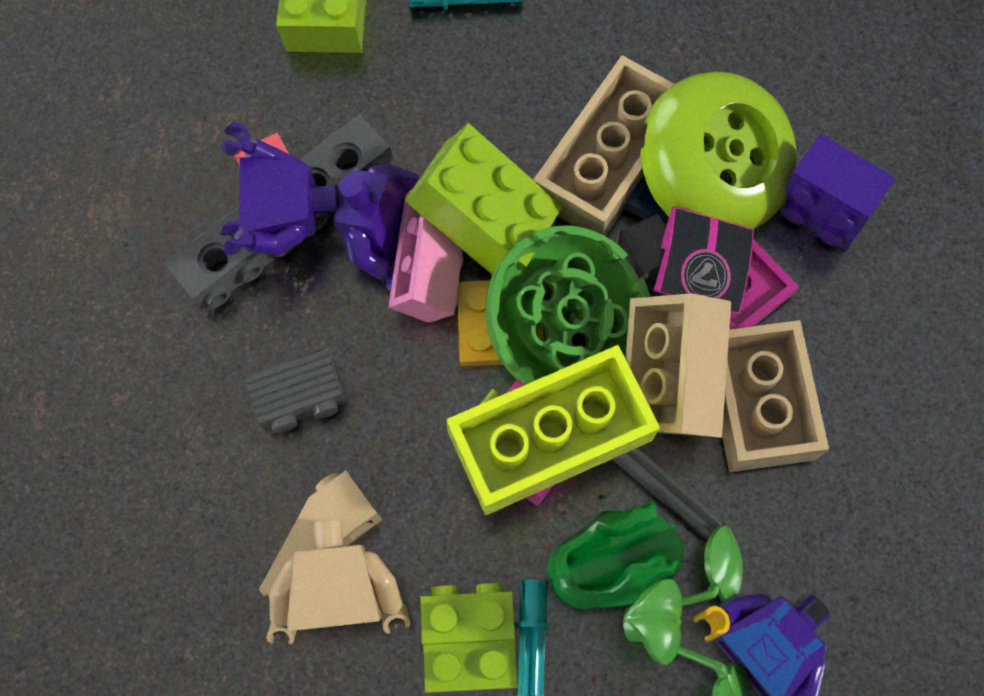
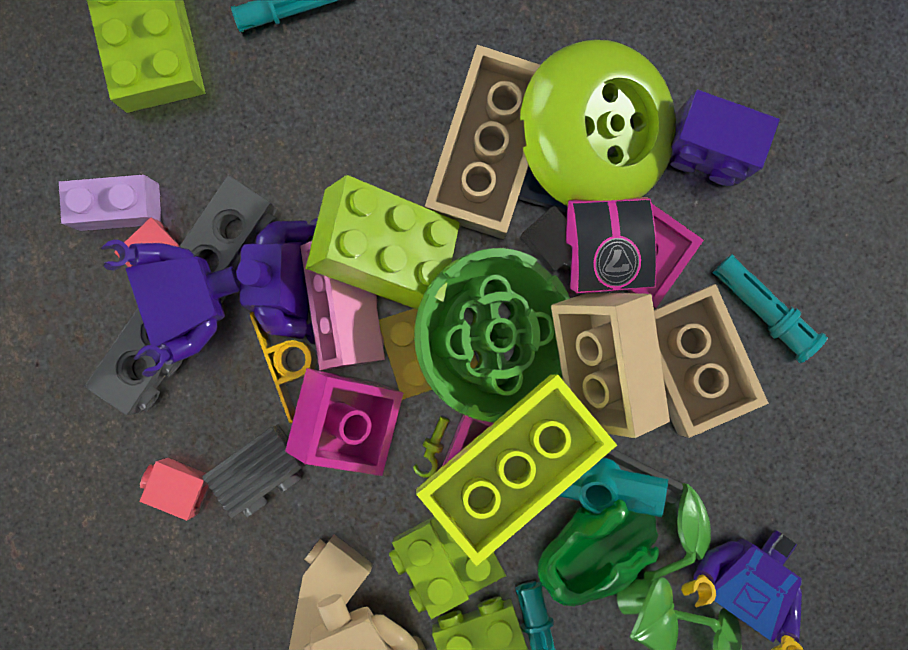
camera: 25 degrees left, 15 degrees up
(213, 384) = (174, 488): none -> coral brick
(256, 109) = (109, 202): none -> lavender brick
(352, 287) = (279, 370): none -> yellow piece
(397, 358) = (343, 423): none -> dark pink brick
(454, 534) = (440, 568): none -> lime plate
(675, 507) = (639, 491): none -> teal piece
(862, 385) = (782, 321): none -> teal pin

